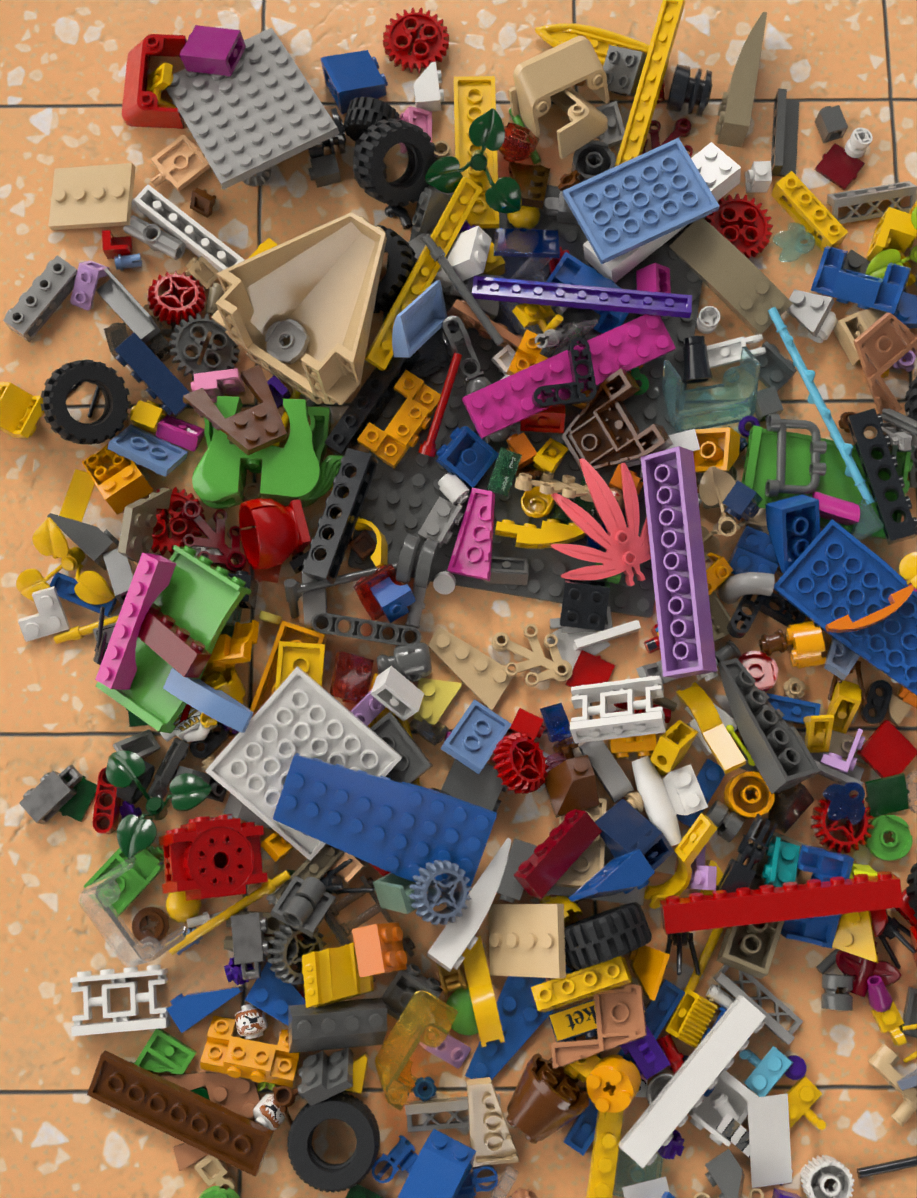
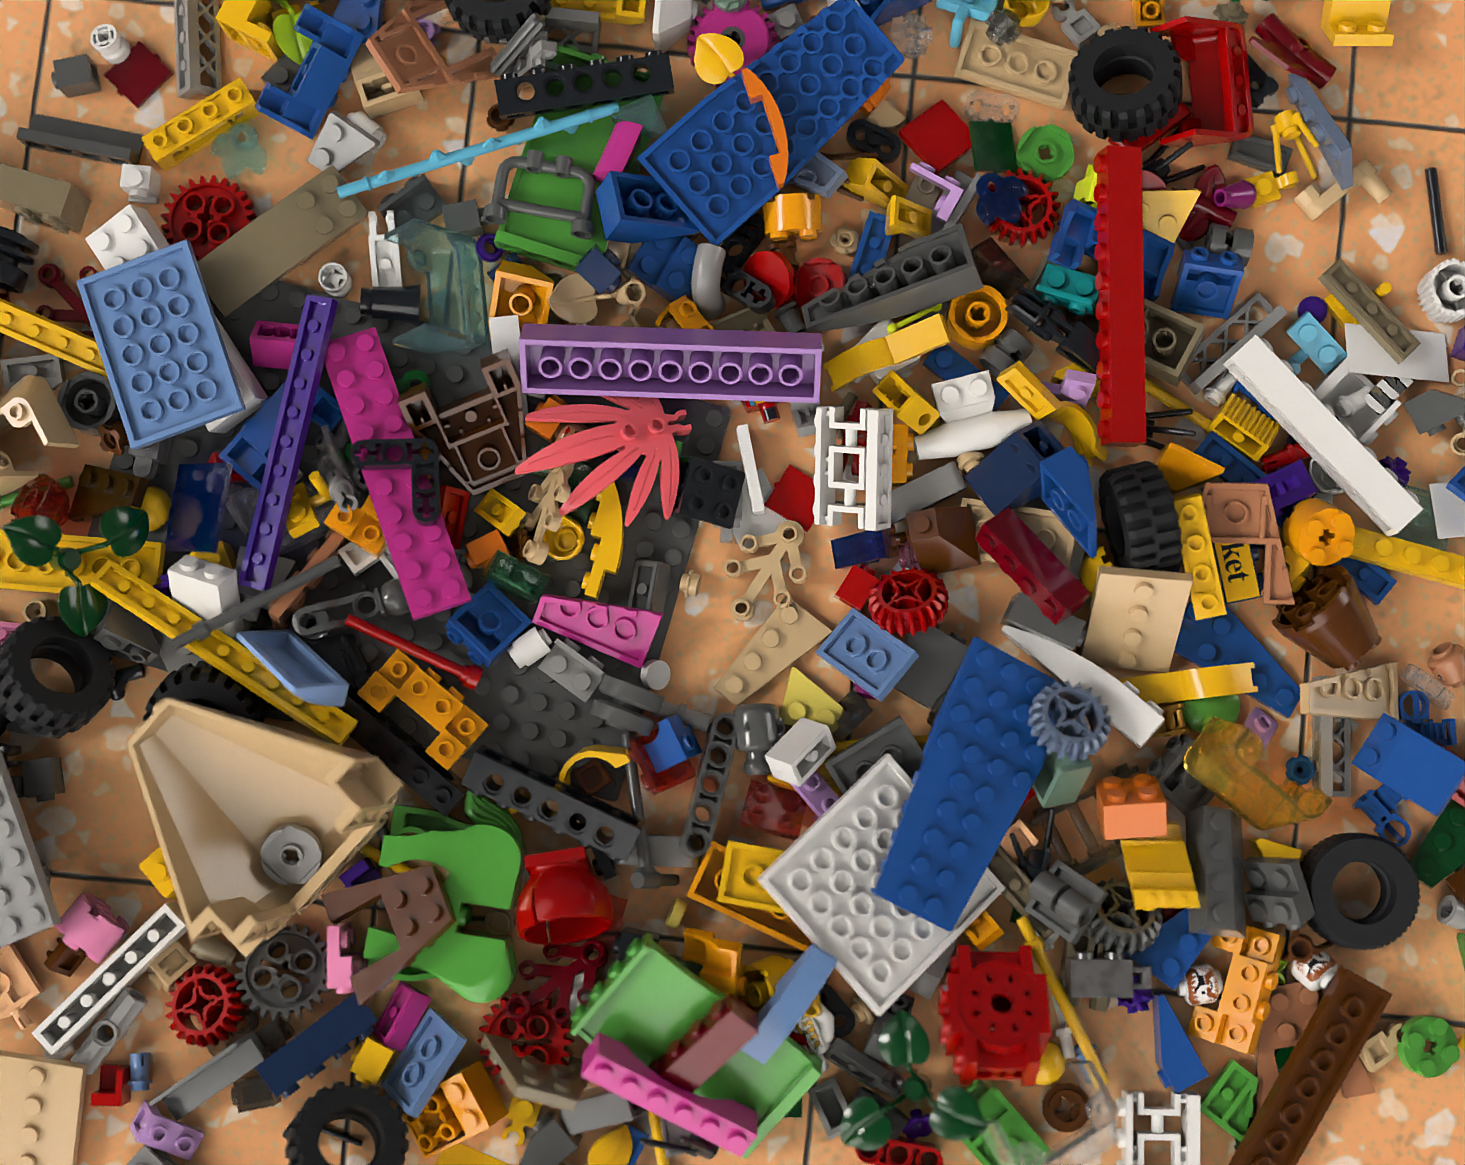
camera: 80 degrees left, 5 degrees up
(114, 525) = (523, 1114): none -> yellow plate
(224, 215) = (92, 927): none -> bright pink brick
(515, 601) = (690, 583): none -> tan plate
(760, 635) = (775, 272): none -> red tile
(800, 1113) = (1369, 311): none -> dark tan tile
(803, 976) = (1207, 283): none -> blue plate

